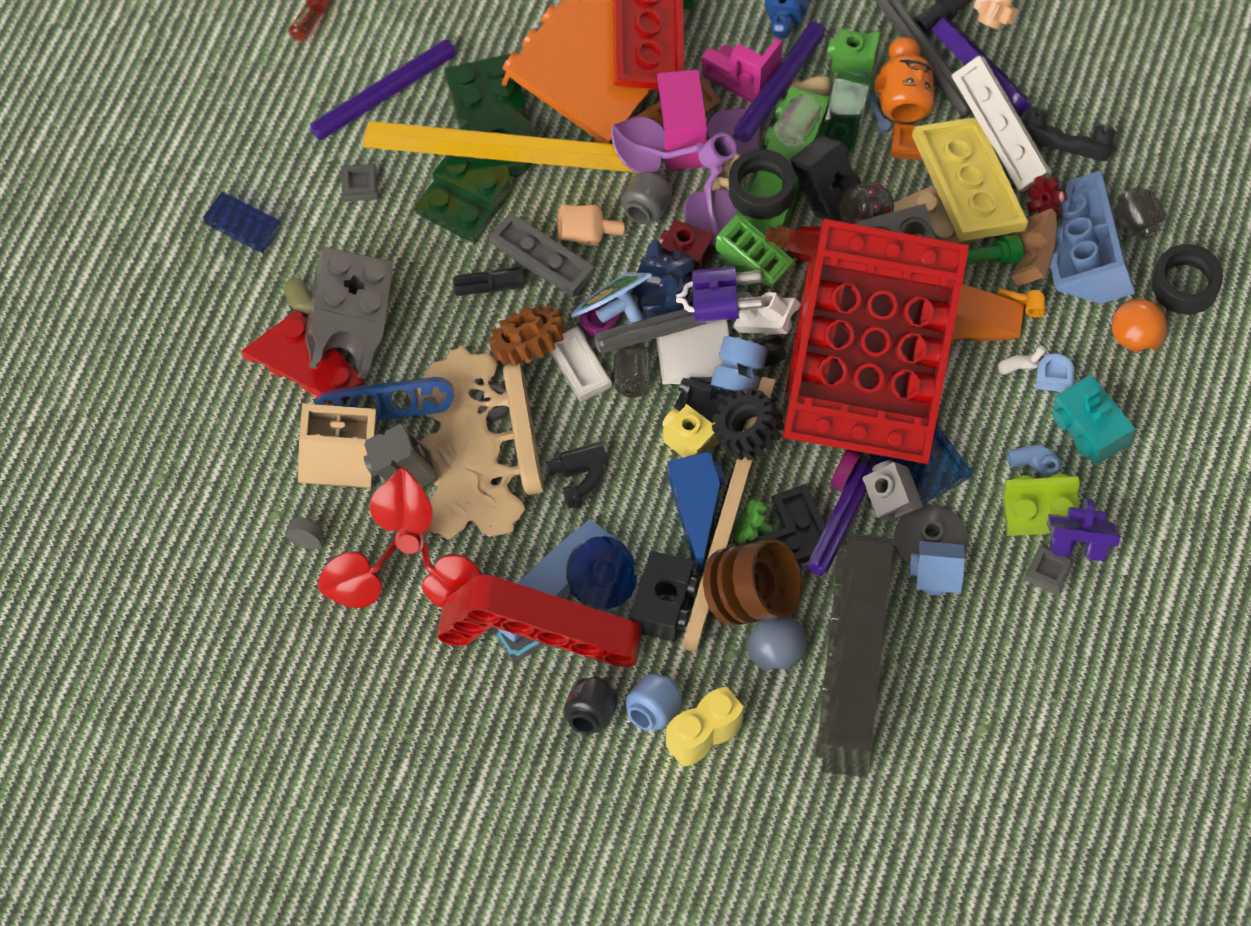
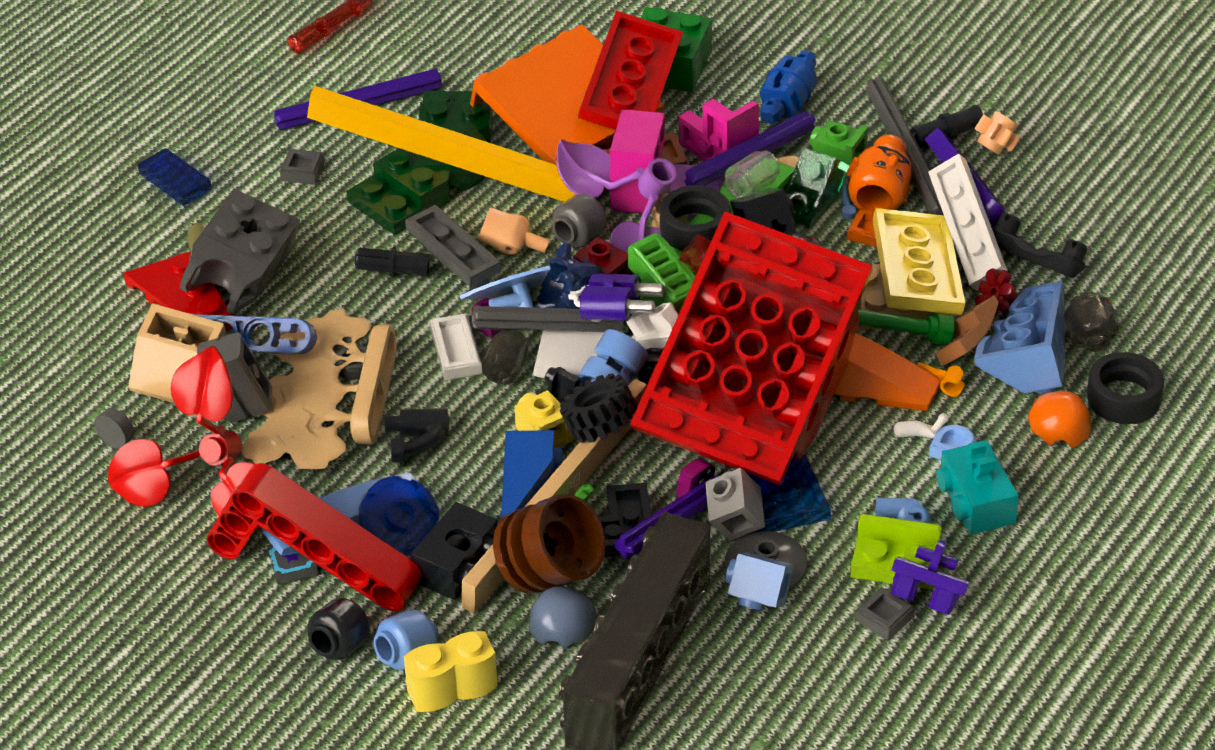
camera: 15 degrees right, 20 degrees down
(527, 335) = (409, 305): dark orange gear -> none

